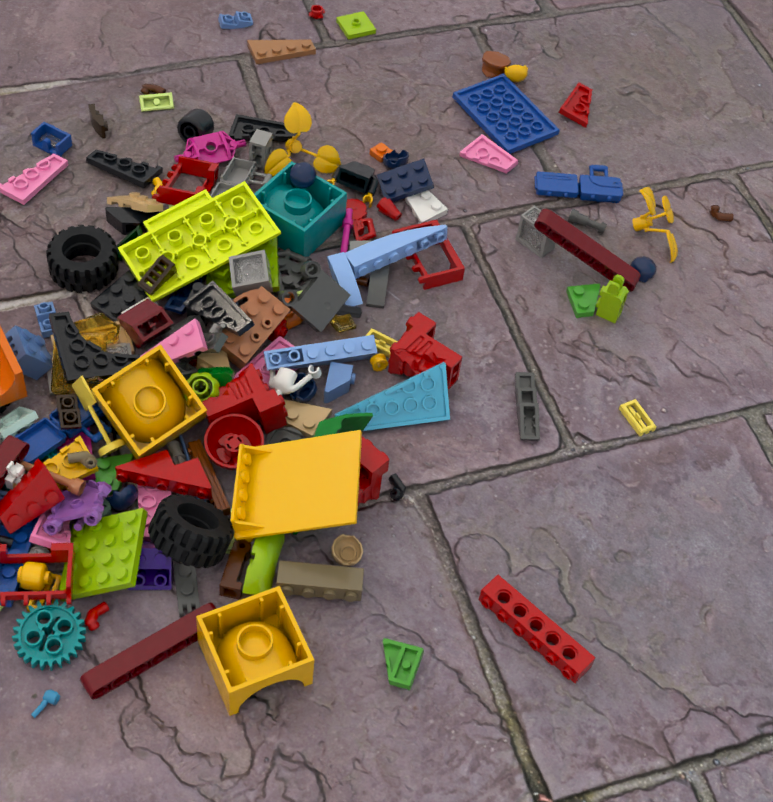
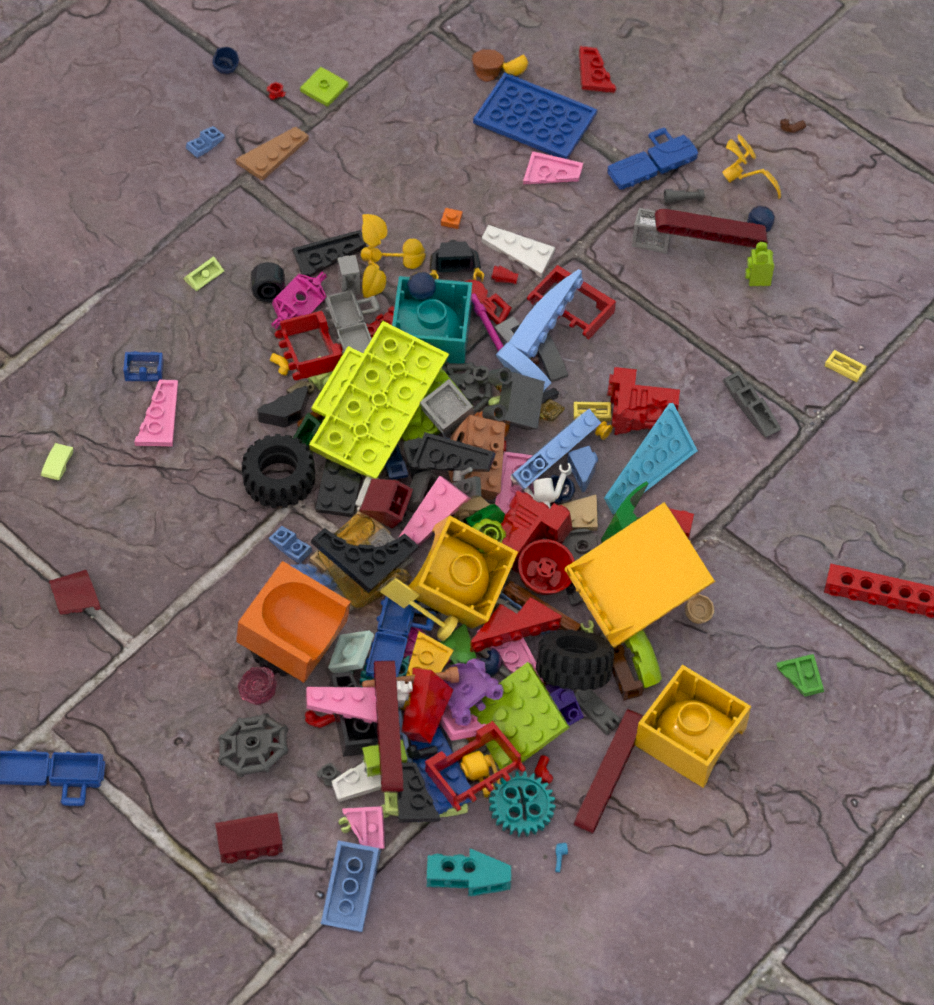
camera: 25 degrees left, 5 degrees up
(68, 411) = (396, 618): dark brown slope -> none
(84, 458) = (439, 647): dark tan arm -> none
(97, 121) = (169, 325): dark brown slope -> none
(124, 168) = (246, 359): black wing -> none
(136, 202) = (284, 388): tan wing -> none
(146, 88) = (190, 259): reddish brown arm -> none
(161, 279) = (367, 436): dark brown slope -> none
(320, 580) = (697, 645): dark tan brick -> none
(395, 159) = (474, 220): dark blue hair -> none
(398, 487) = (699, 535): black arm -> none
(405, 180) = (500, 238): dark blue plate -> none
(583, 299) = (730, 276): bright green wing -> none

